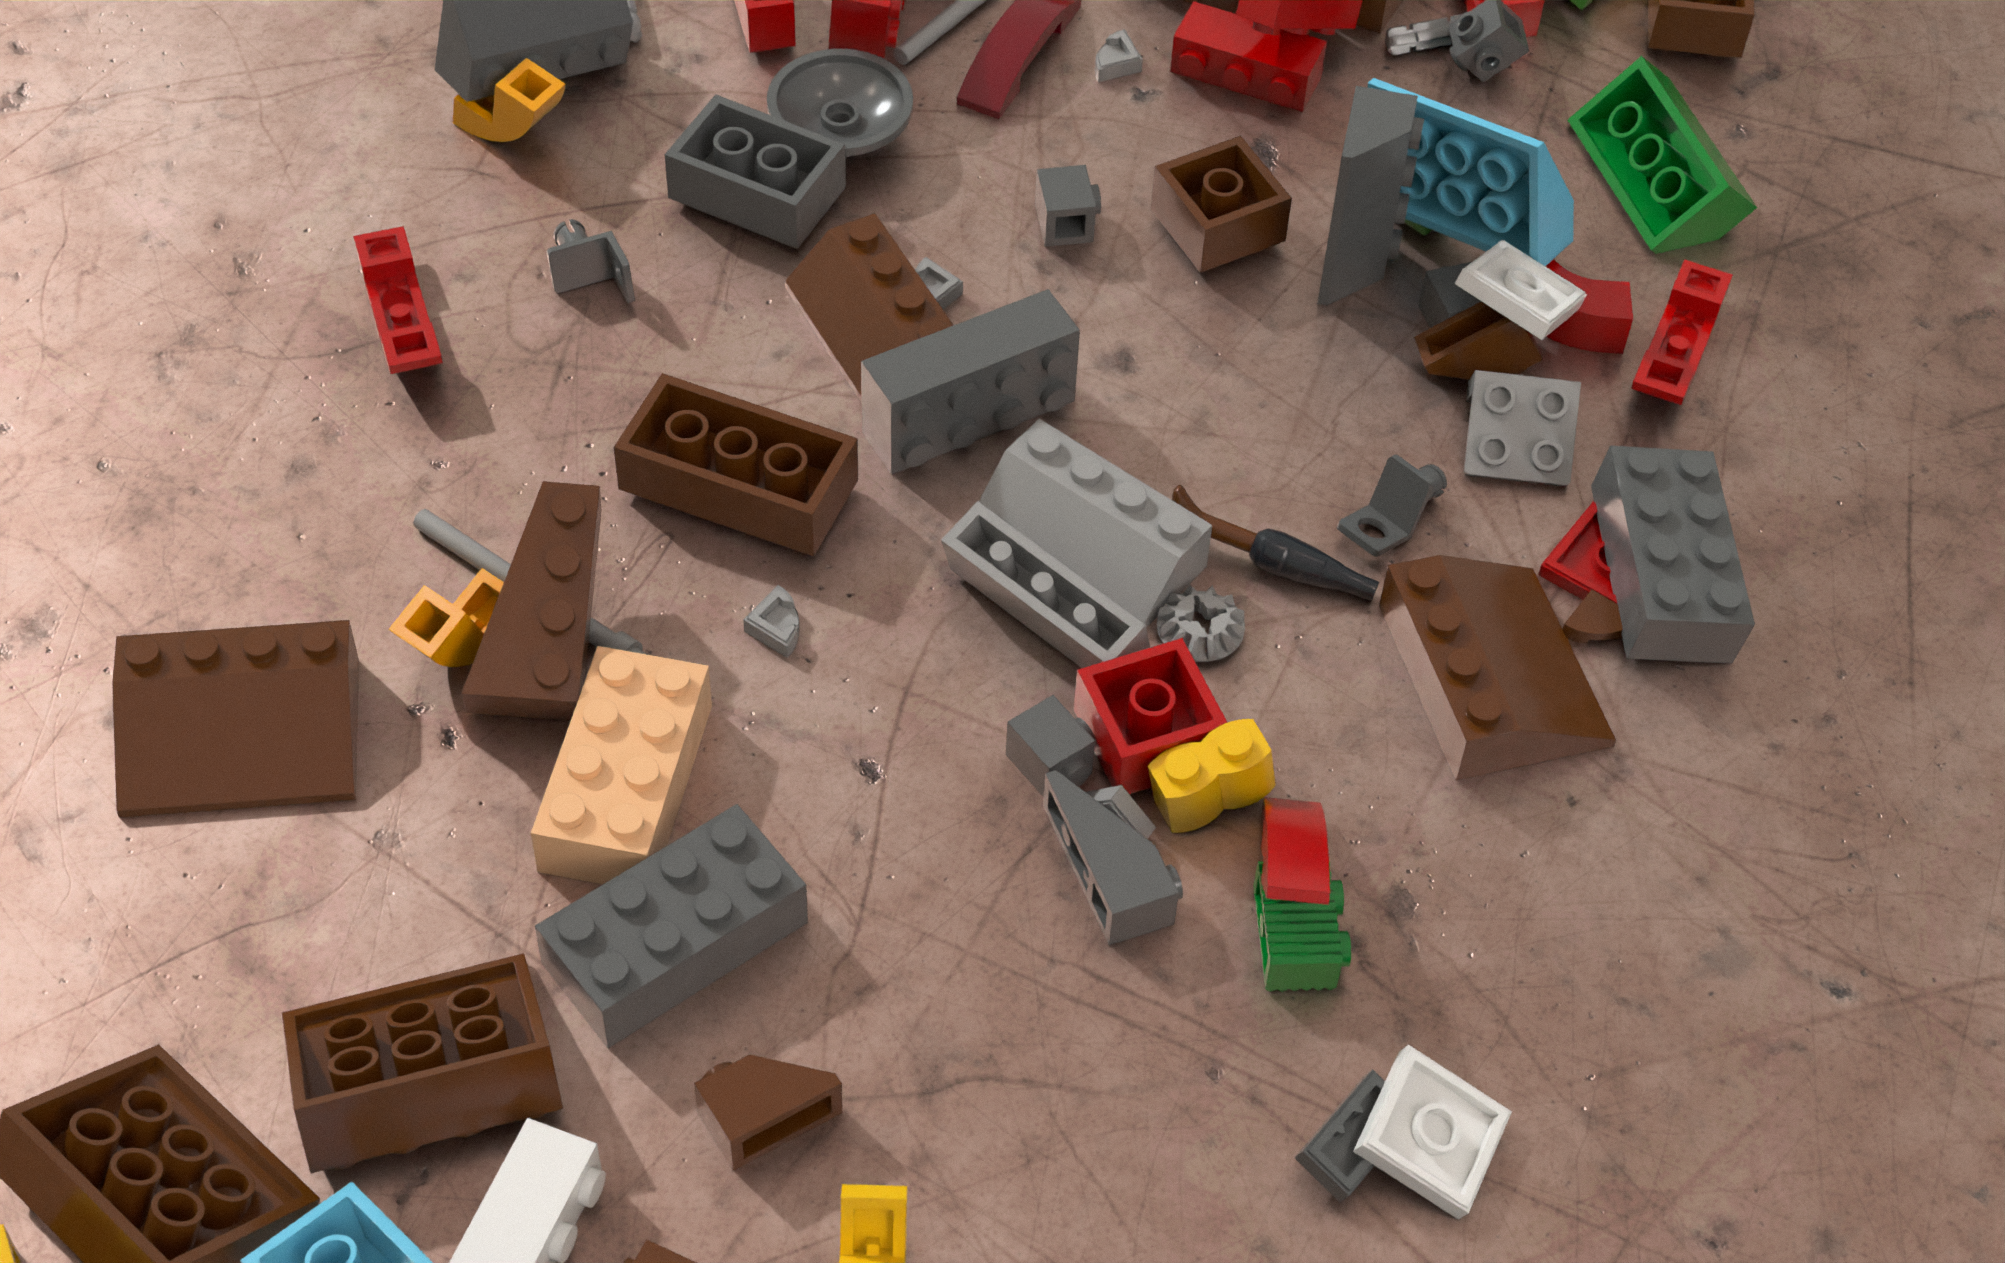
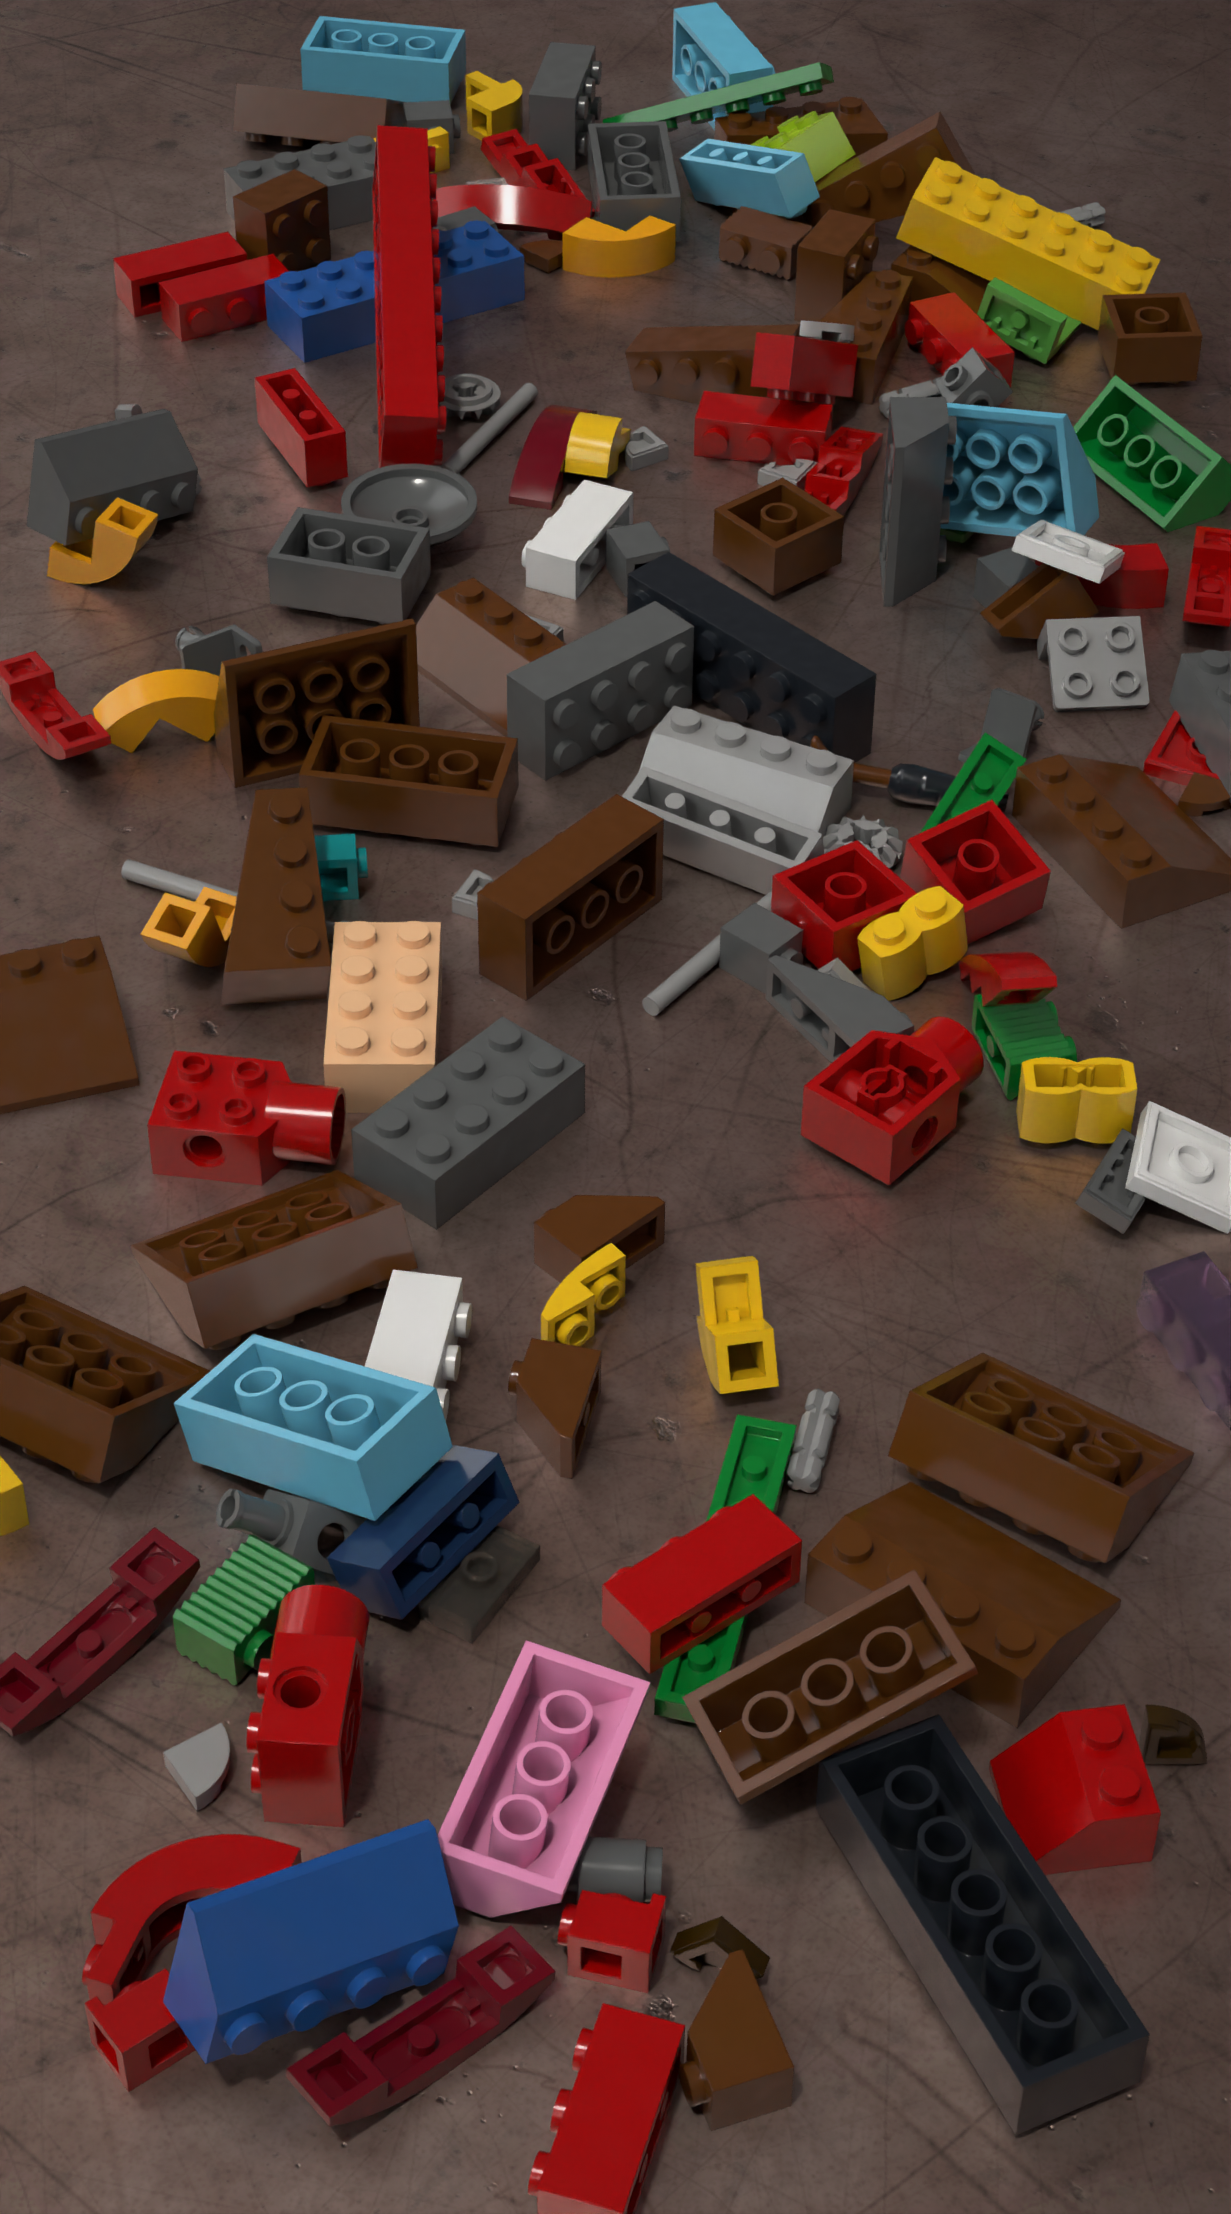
camera: 10 degrees left, 10 degrees down
(433, 878) = (240, 1120): none -> red brick
(526, 314) = (174, 695): none -> light orange brick
(618, 352) = (277, 697): none -> reddish brown slope
(629, 558) = (340, 866): none -> teal brick
(705, 1203) = (585, 1291): none -> yellow slope
(858, 651) = (570, 896): none -> reddish brown brick
(977, 753) = (689, 972): none -> light grey bar
(1002, 172) = (573, 540): none -> white brick
(1062, 50) = (595, 445): none -> yellow brick
(1132, 979) = (891, 1096): none -> red brick
(1147, 375) = (760, 663): none -> black brick
(1261, 118) = (793, 473): none -> light grey tile
(1306, 694) = (980, 864): none -> red brick
(1313, 126) = (842, 467): none -> red slope
(1326, 595) = (981, 779): none -> green plate
(1332, 1023) = (1075, 1099): none -> yellow brick

